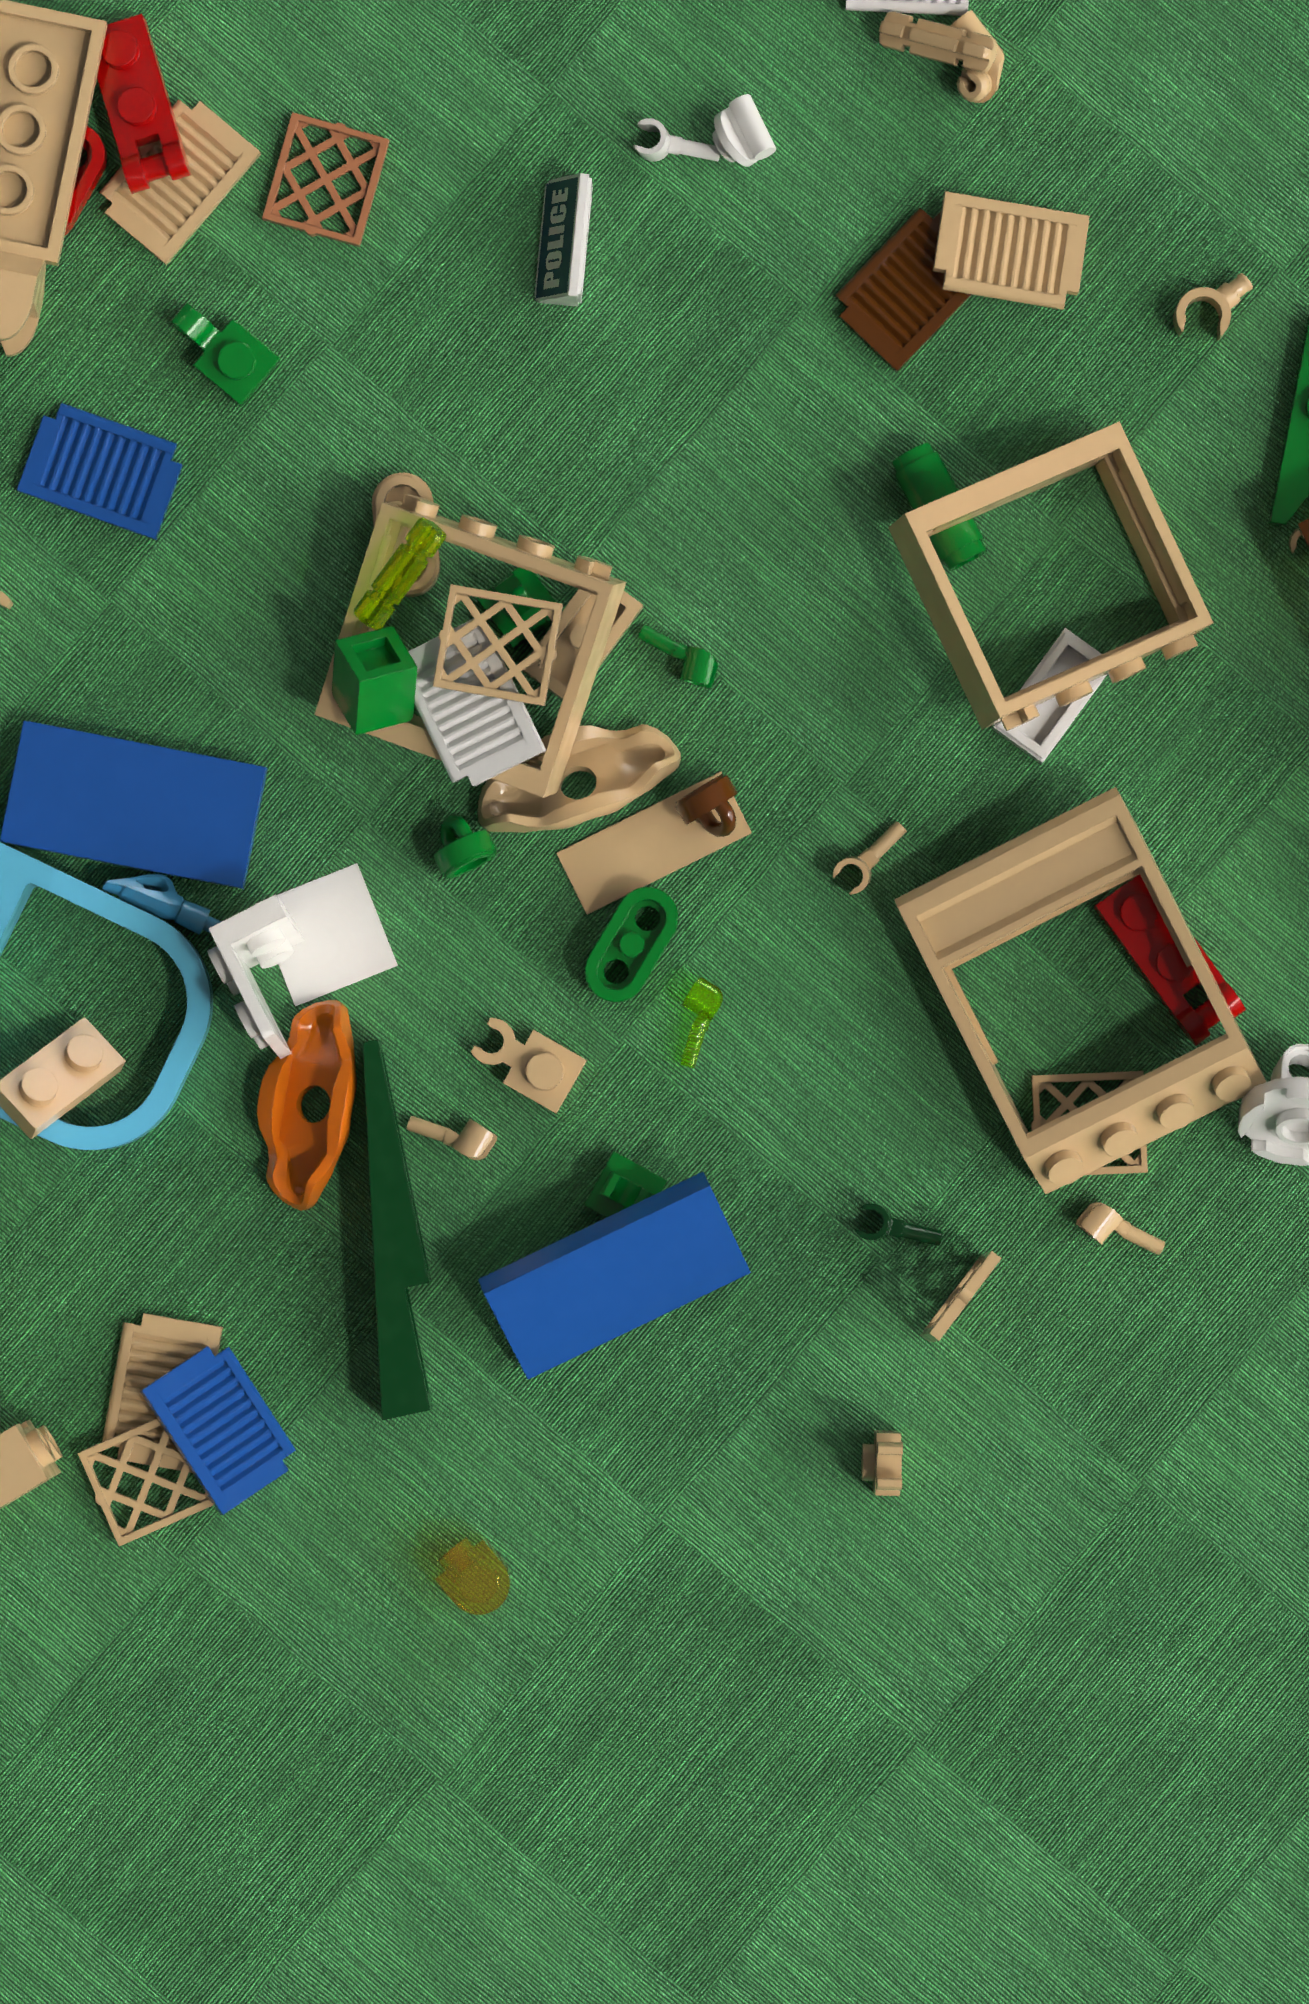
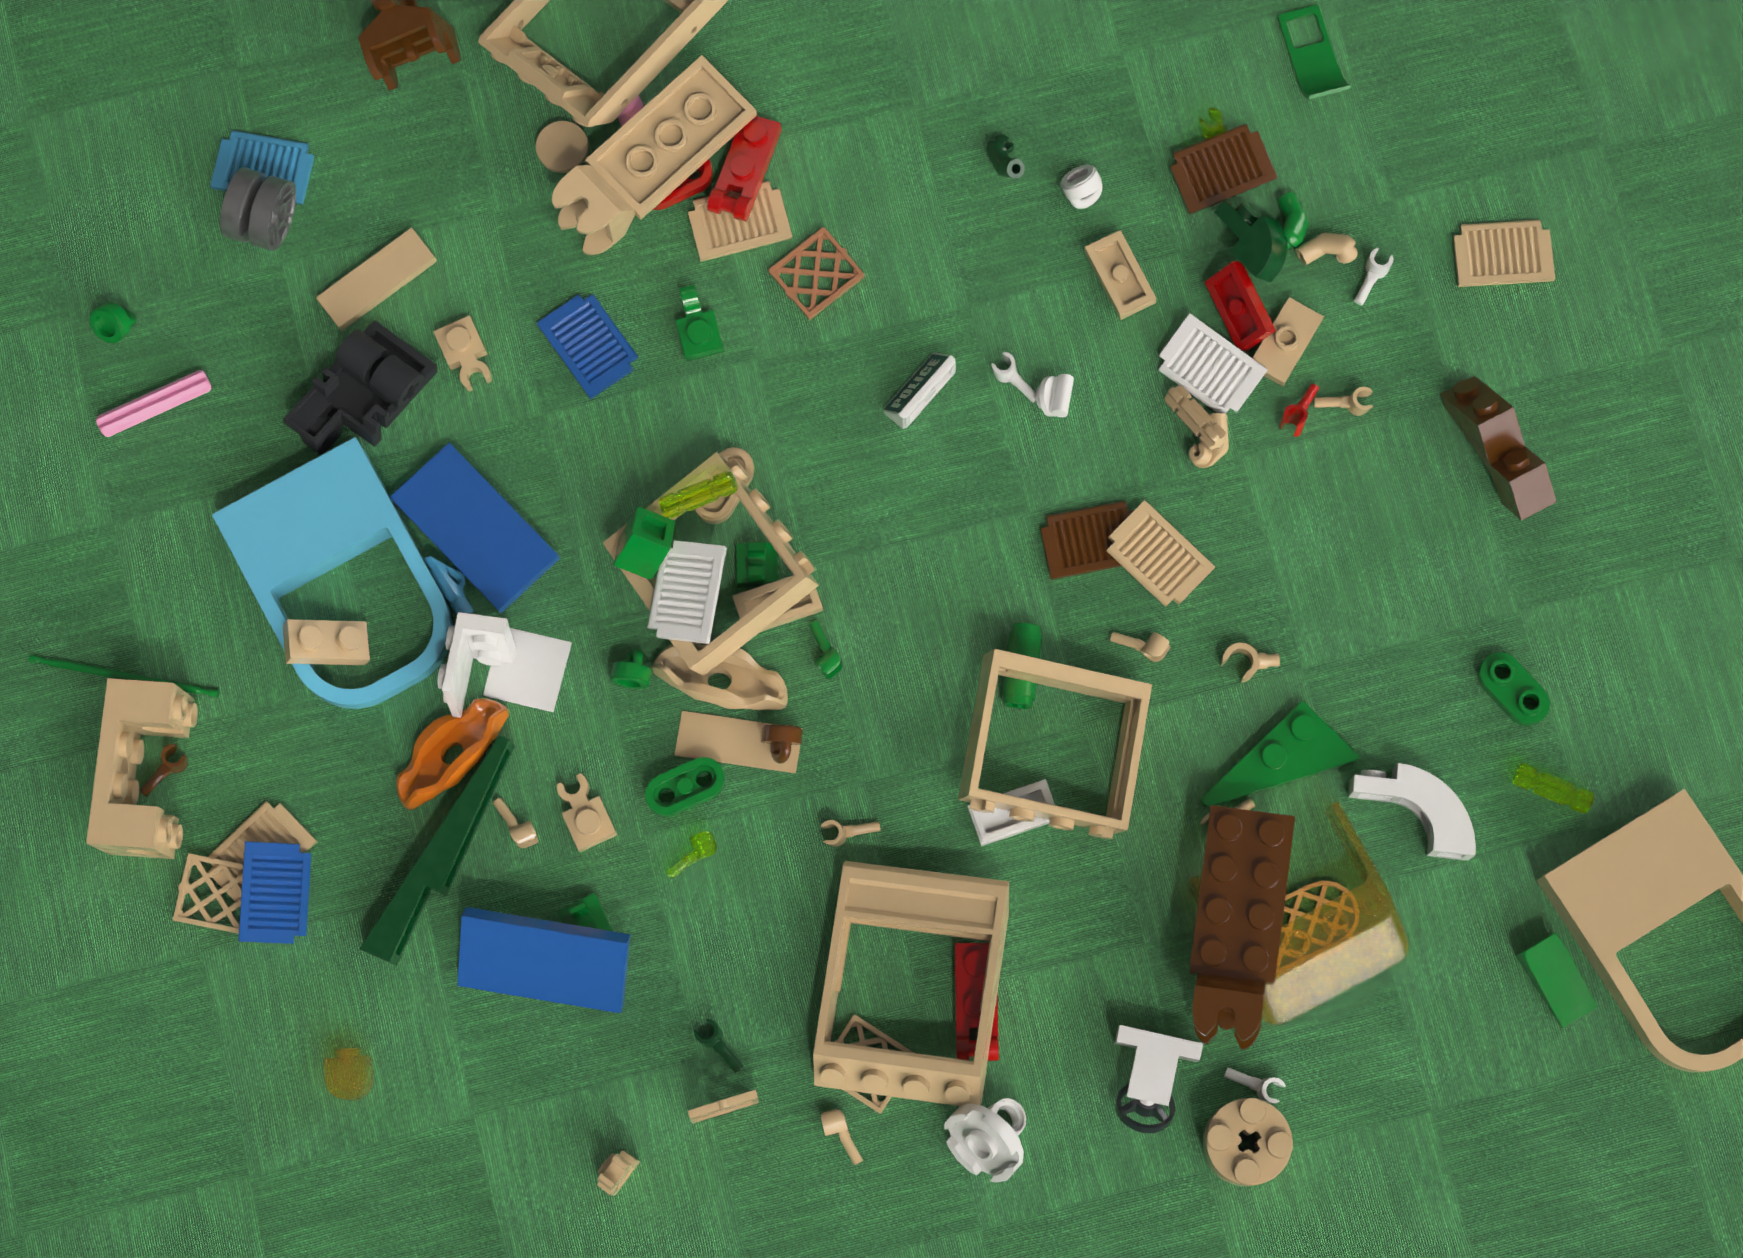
camera: 40 degrees right, 10 degrees down
(449, 637) = (745, 590): tan window -> none
(1084, 373) = (1153, 649): none -> tan hand

